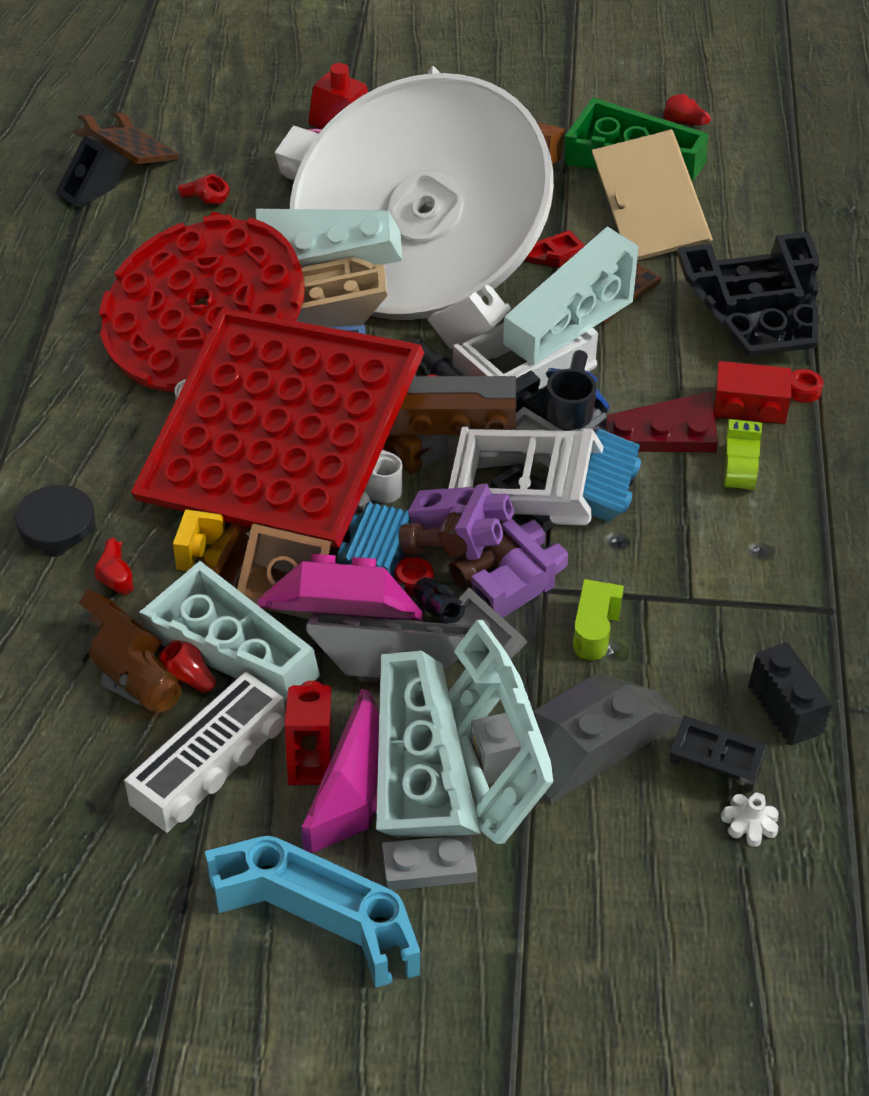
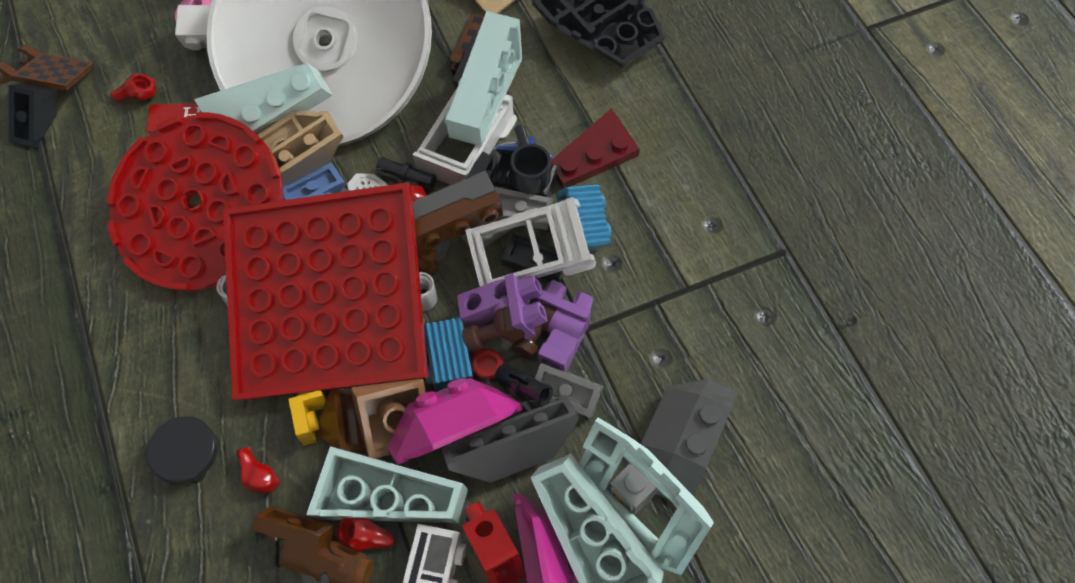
camera: 25 degrees left, 15 degrees up
(469, 317) = (413, 125): white hinge -> none
(555, 249) = (442, 28): red tile -> none
(592, 628) = (639, 349): lime leg -> none
(718, 750) = (784, 414): black hinge -> none
(742, 454) = (662, 154): lime leg -> none
(751, 818) = (826, 451): white plant -> none
(752, 392) = (641, 97): red brick -> none
(789, 694) = (802, 339): black brick -> none
(806, 385) = (669, 73): red tile -> none

